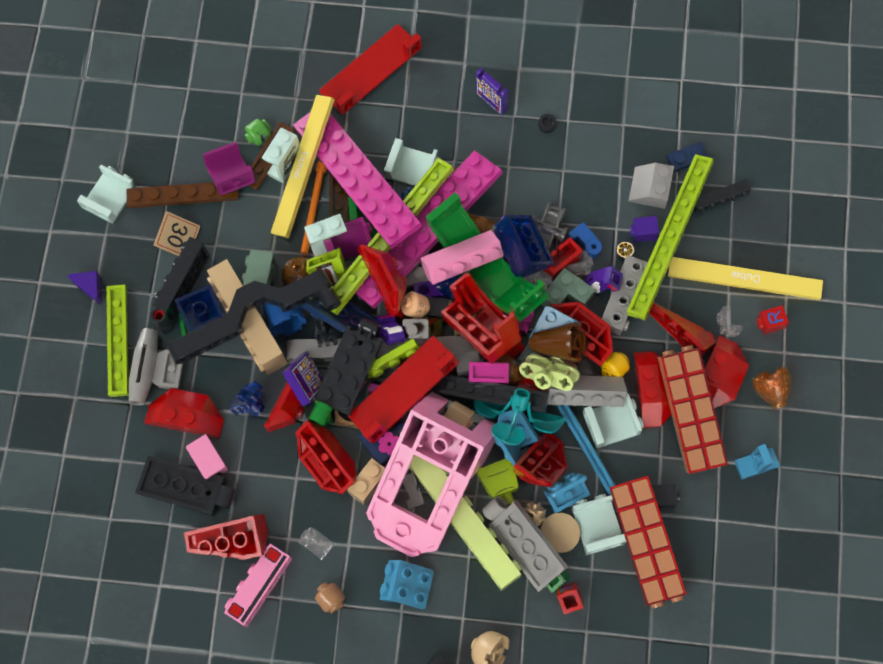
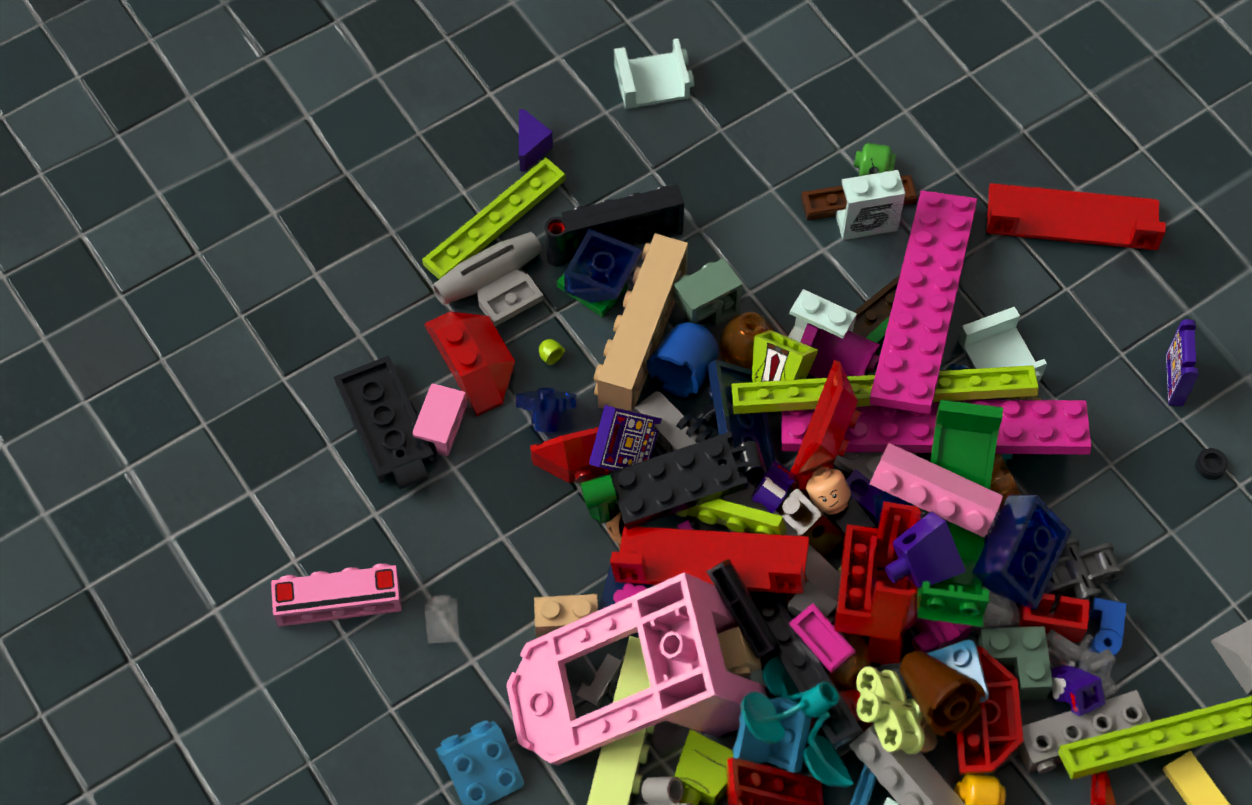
camera: 45 degrees right, 10 degrees down
(174, 233) = (671, 169): tan piece -> none
(176, 195) = (726, 148): reddish brown plate -> none
(217, 373) = (550, 351): none -> lime hinge
(228, 168) = (800, 165): magenta panel -> none
(234, 539) = (368, 523): red wedge -> none
(246, 298) = (660, 298): black beam -> none
(302, 166) = (879, 236): light yellow tile -> none
(320, 169) = (894, 264): orange bar -> none
(325, 458) = (554, 544): red wedge -> none
(330, 597) = (388, 688): medium nougat head -> none
(443, 396) = (743, 608): none -> black piece
(489, 289) = (925, 553): none -> dark purple torso
(601, 261) = (1100, 665): none -> clear bracket
(623, 249) = (1146, 686): tile -> none
(644, 229) = (1193, 687): dark purple brick -> none

